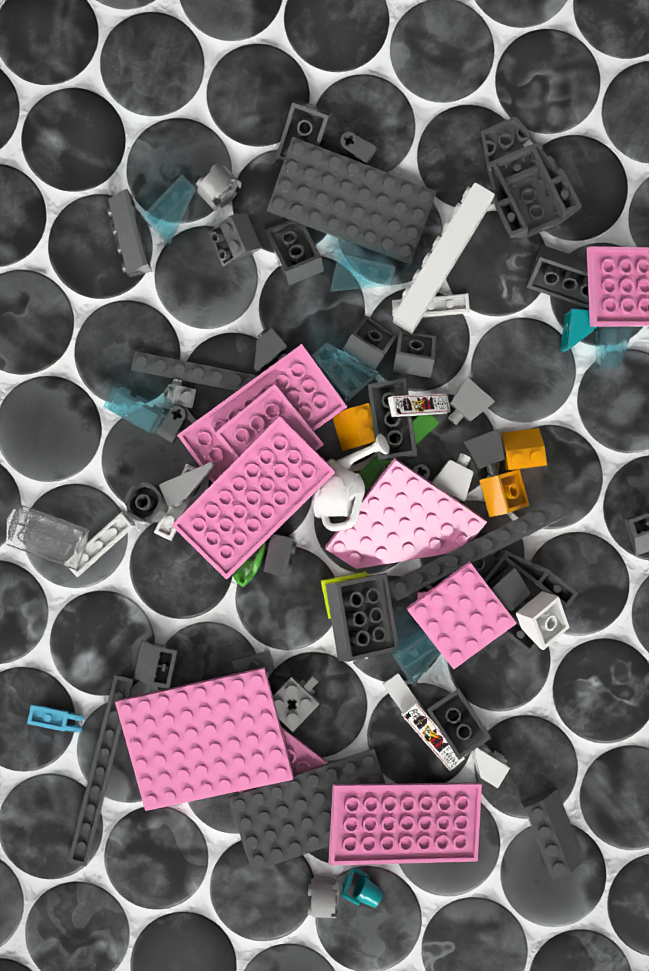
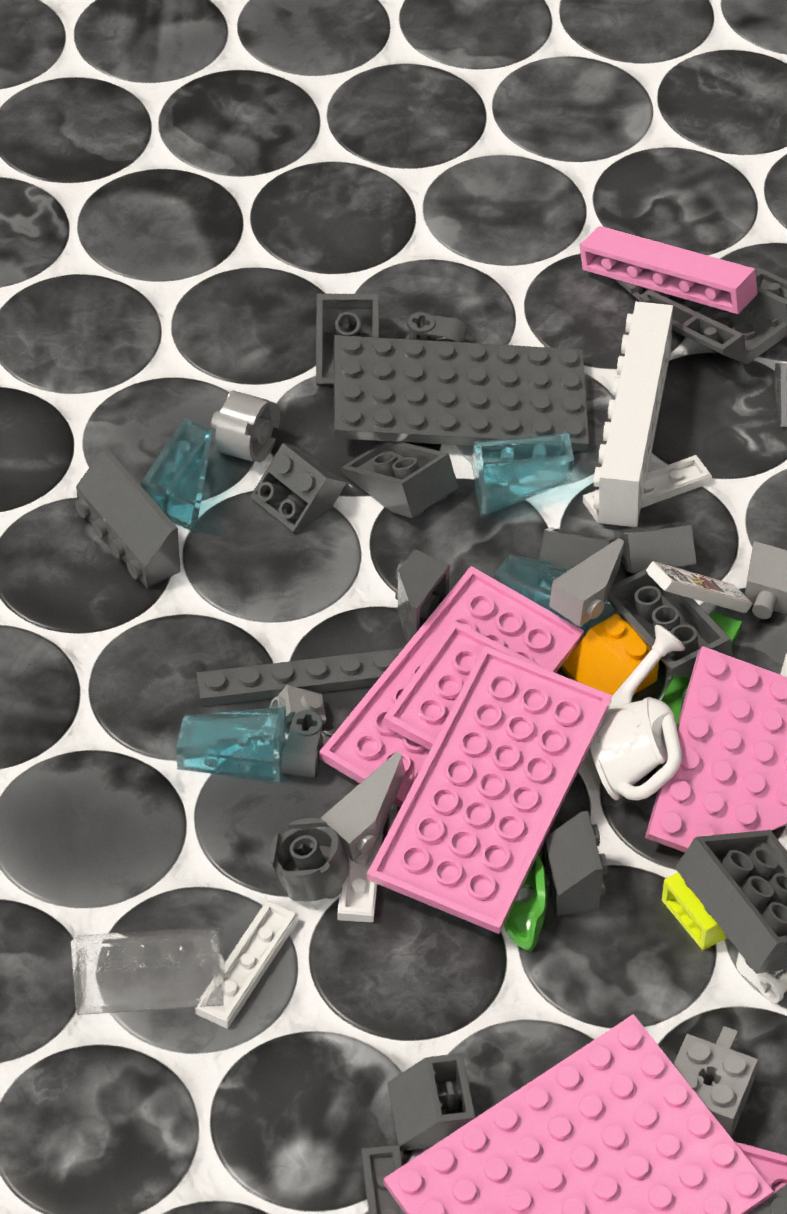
camera: 25 degrees left, 40 degrees down
(353, 390) = (585, 588): none -> light grey slope
(509, 154) = (669, 269): none -> bright pink brick

